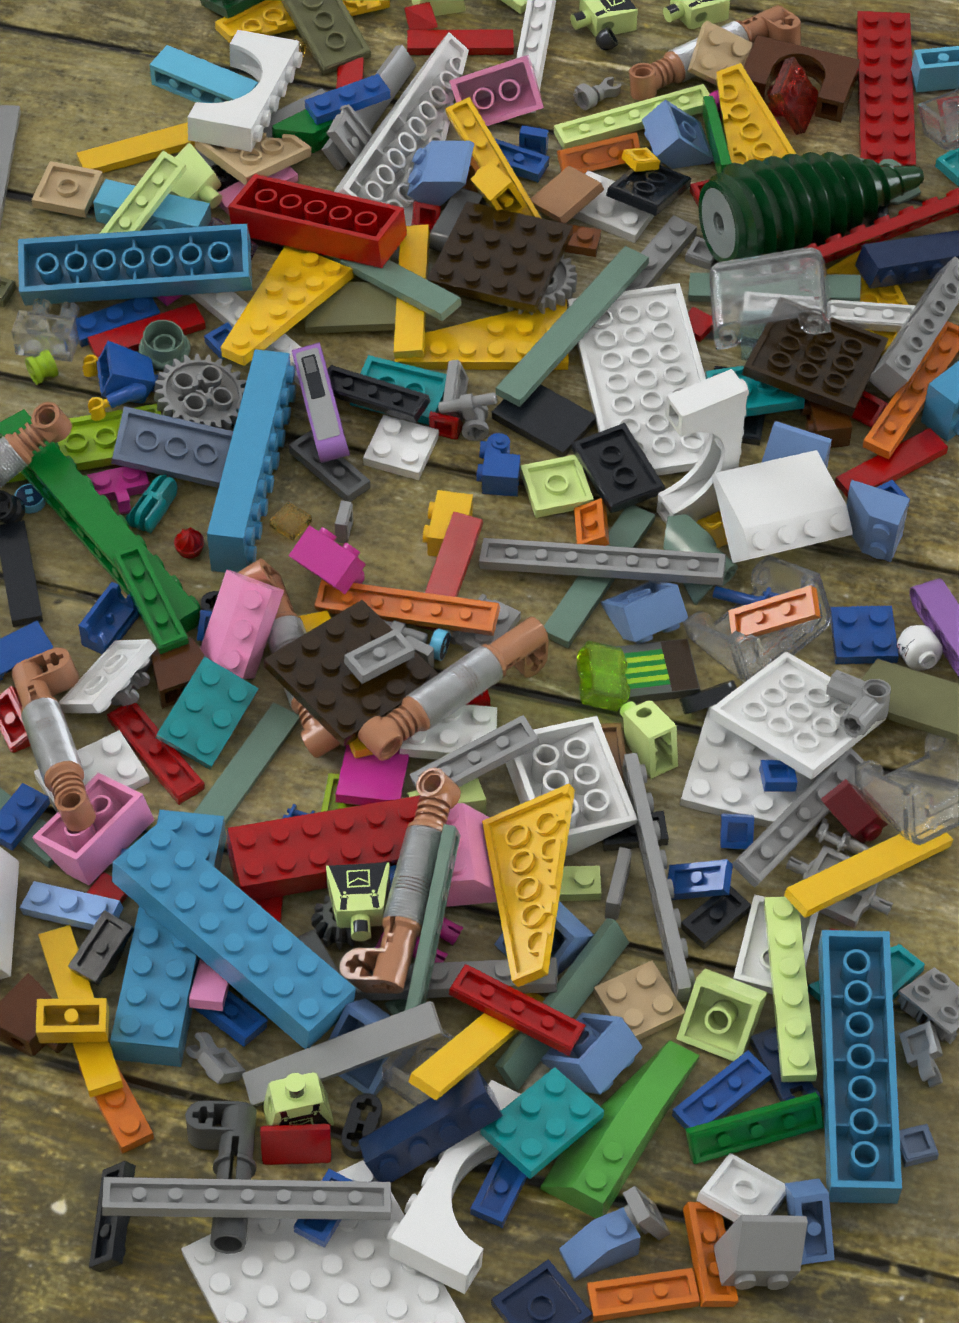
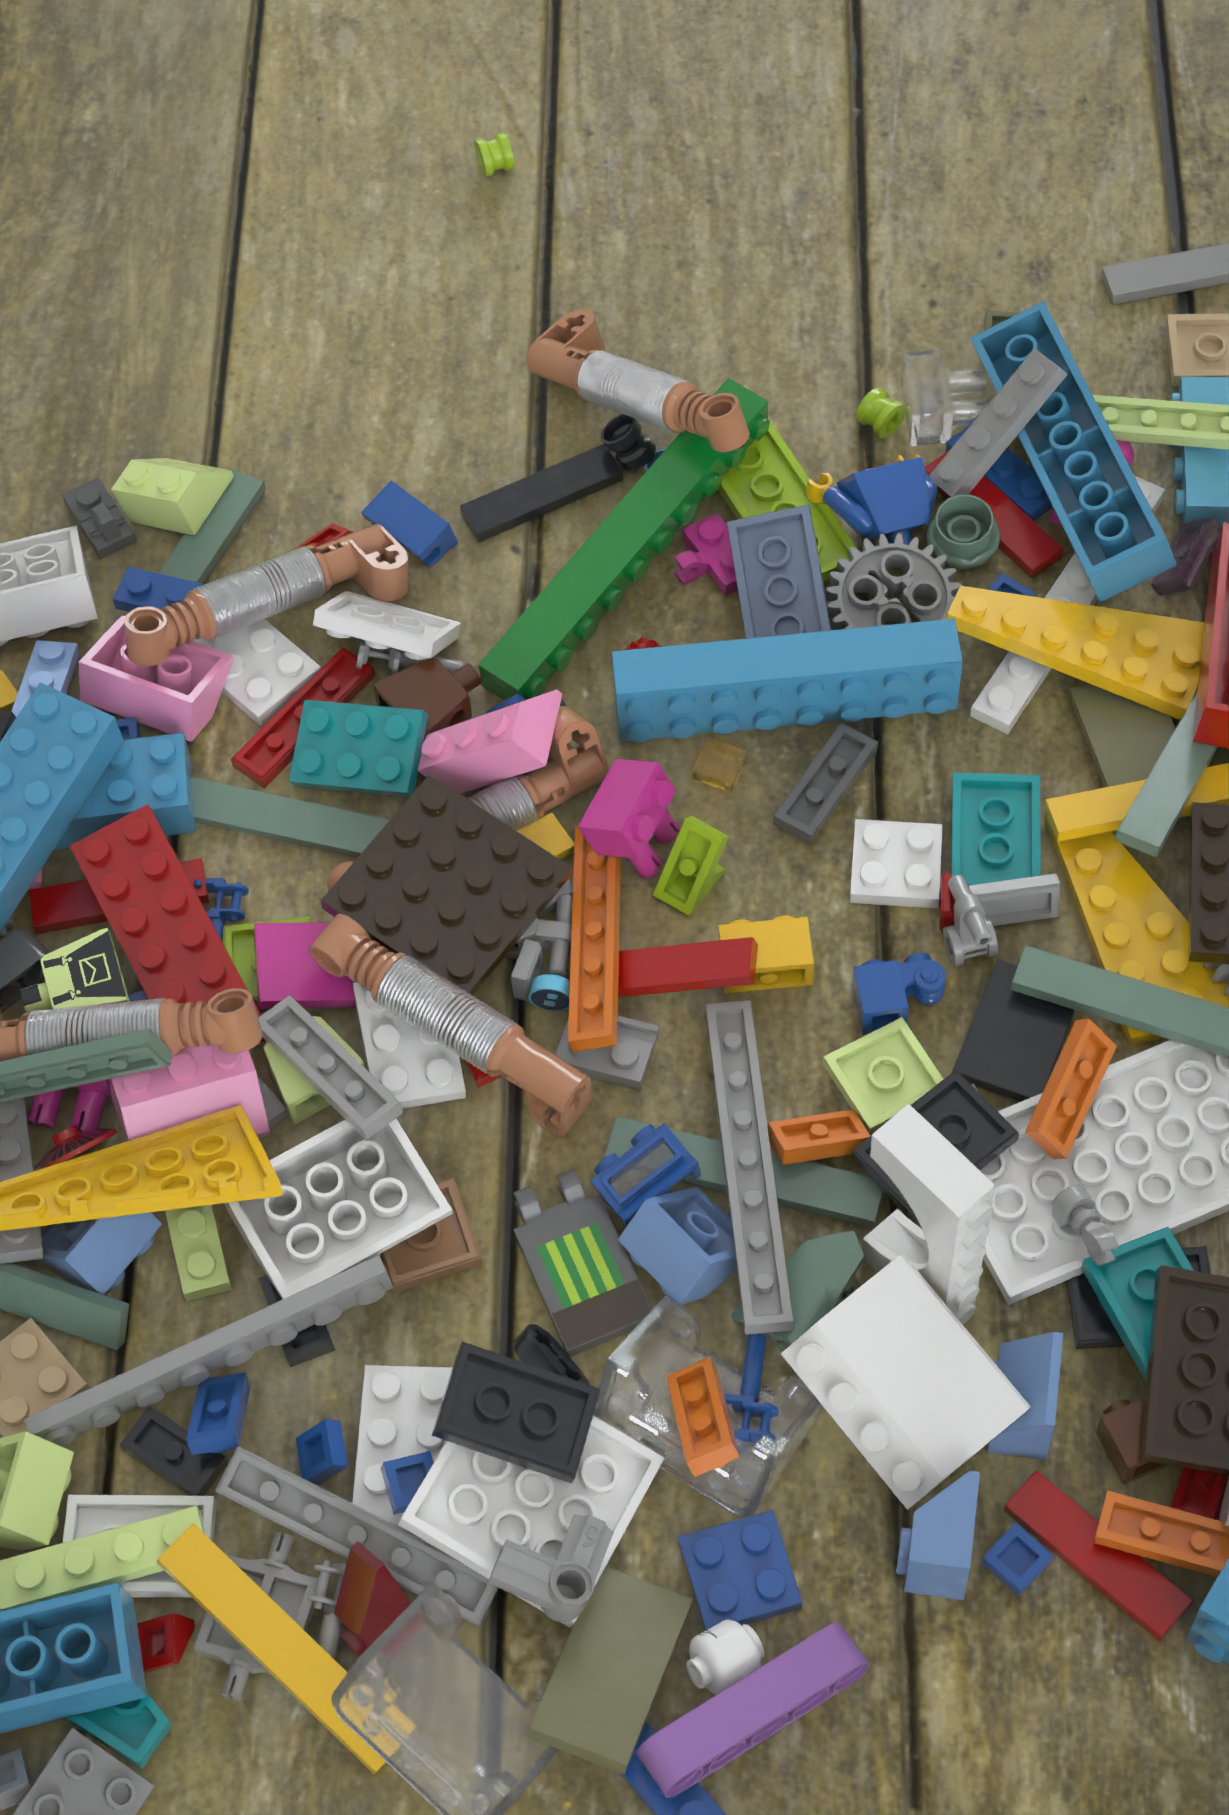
camera: 80 degrees right, 5 degrees up
(102, 292) = (998, 424): none -> light grey plate
(108, 619) = (485, 601): blue hinge -> none
(150, 598) = (508, 628): green tile -> none
(153, 504) = (691, 599): teal arm -> none
(320, 403) = (914, 733): beam -> none
(344, 521) = (732, 821): light grey tile -> none
(373, 546) = (691, 866): none -> lime slope
(377, 394) = (960, 796): black tile -> none
(379, 656) = (456, 902): light grey plate -> none
(482, 931) = (73, 1142): none -> red dish
(596, 614) = (643, 1171): none -> blue window
(602, 676) = (528, 1205): clear neon green brick -> none
(603, 390) = (1070, 1089): none -> orange plate
(618, 883) = (197, 1310): light grey tile -> none
(651, 736) = (451, 1294): yellowish green torso -> none
(751, 704) = (516, 1412): none -> black tile

